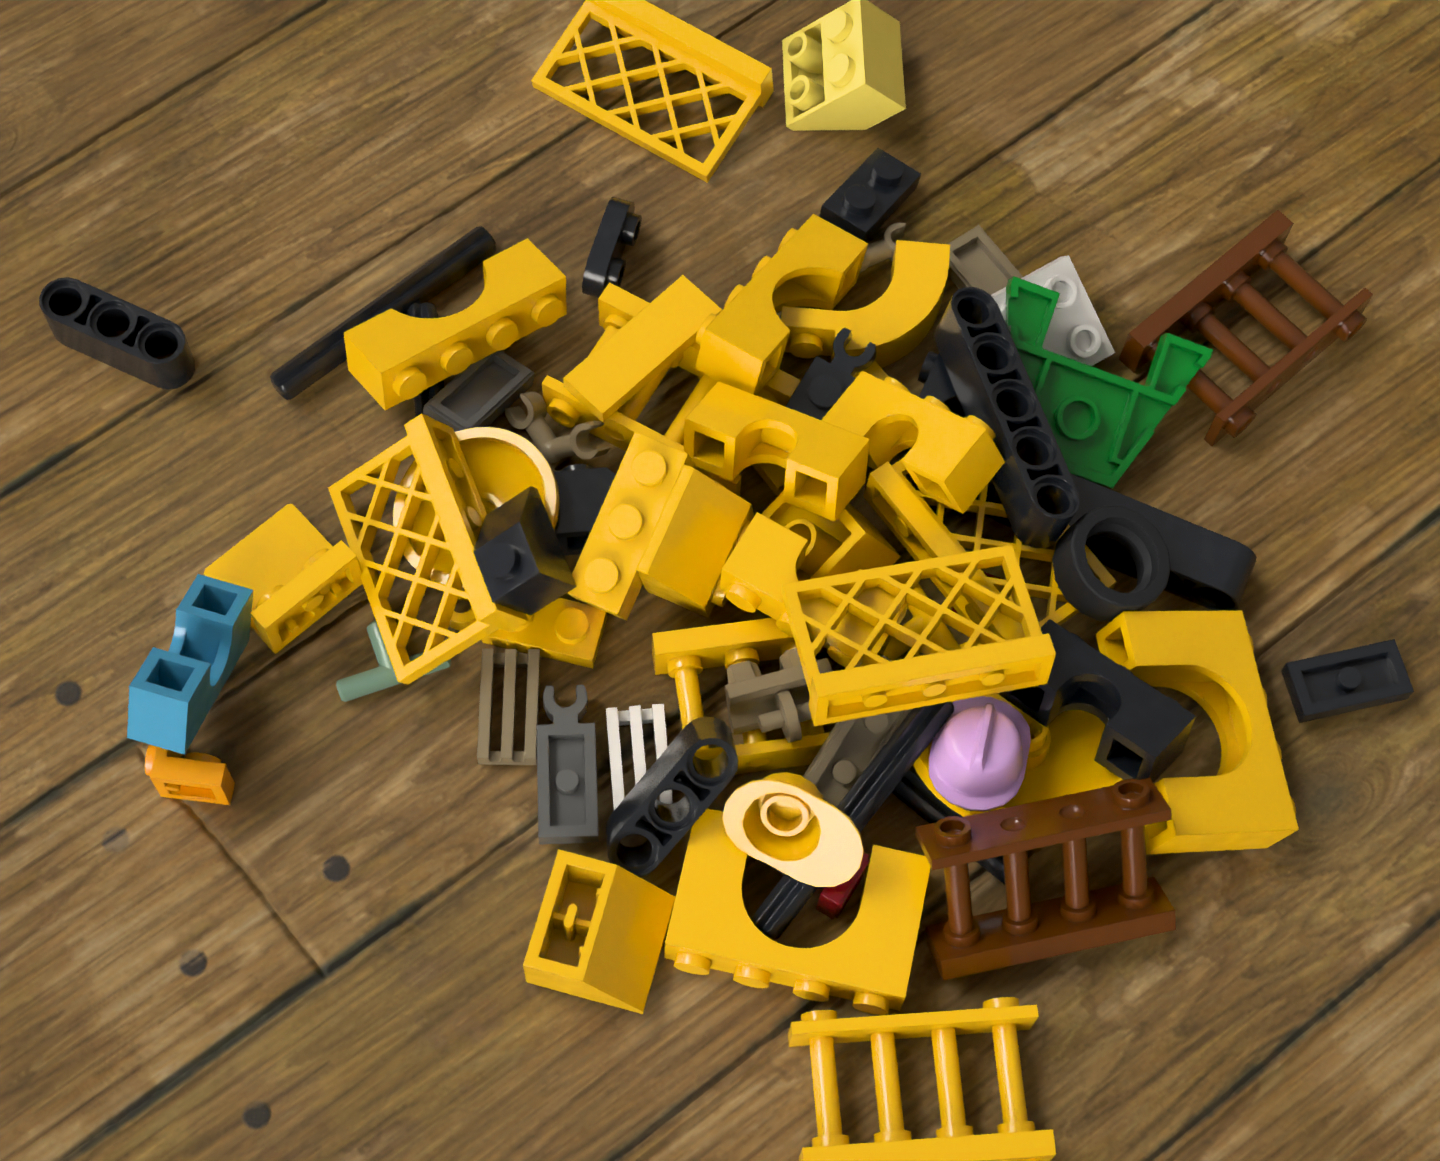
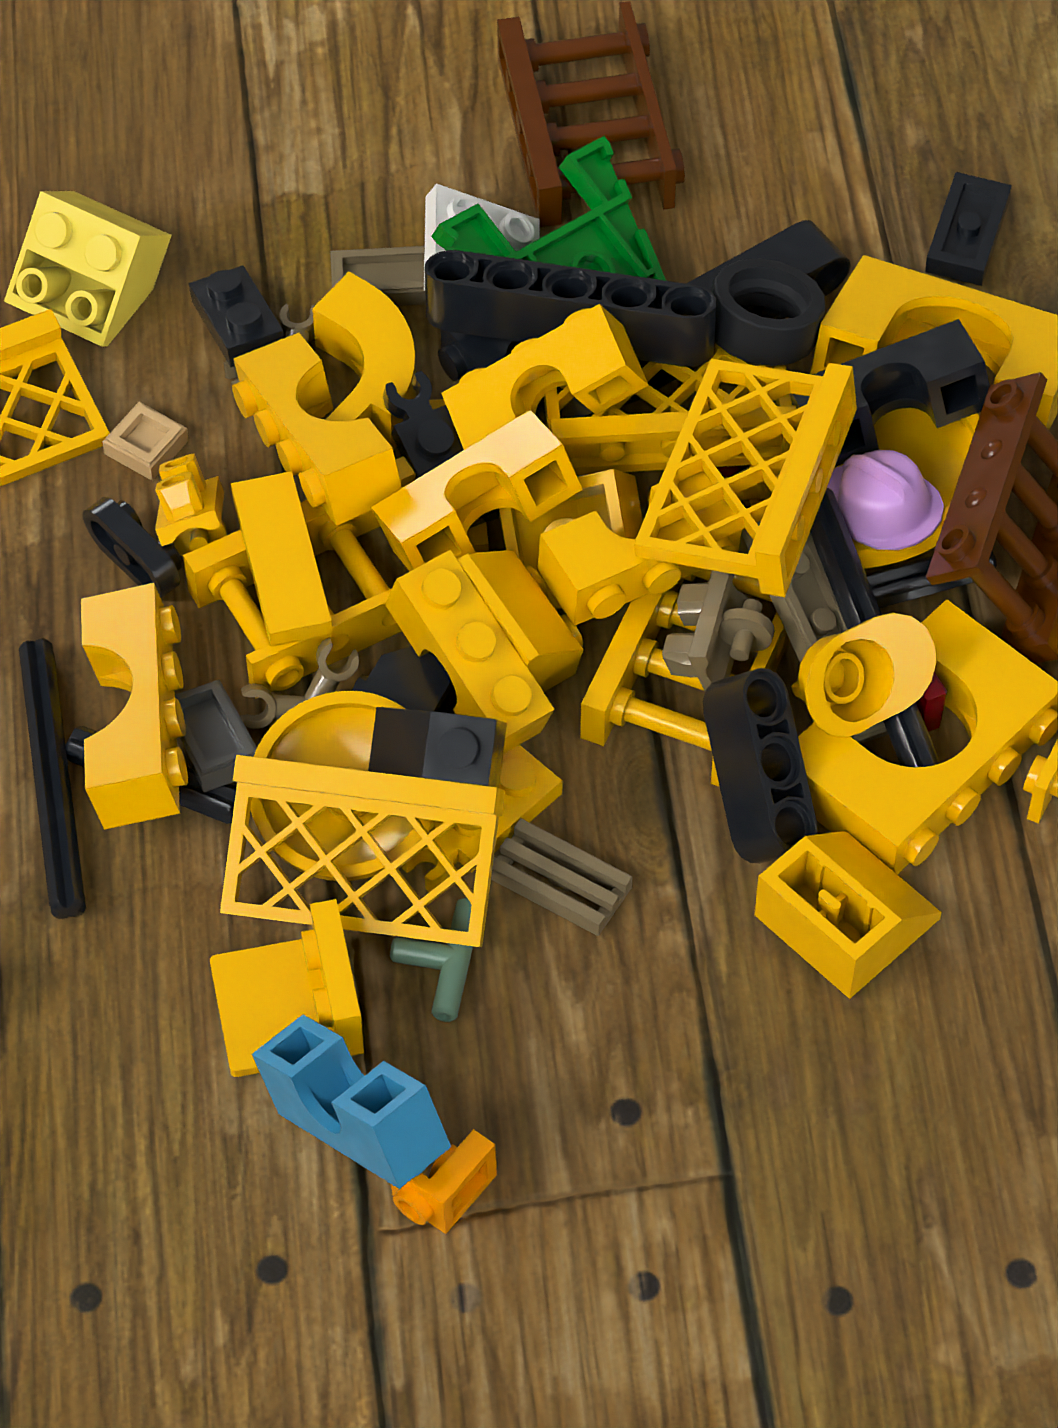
camera: 55 degrees left, 10 degrees down
(567, 773) = (662, 856): dark grey plate -> none
(635, 718) = (684, 781): white tile -> none
(661, 259) = (188, 506): none -> yellow hips
(719, 203) = (145, 440): none -> tan tile

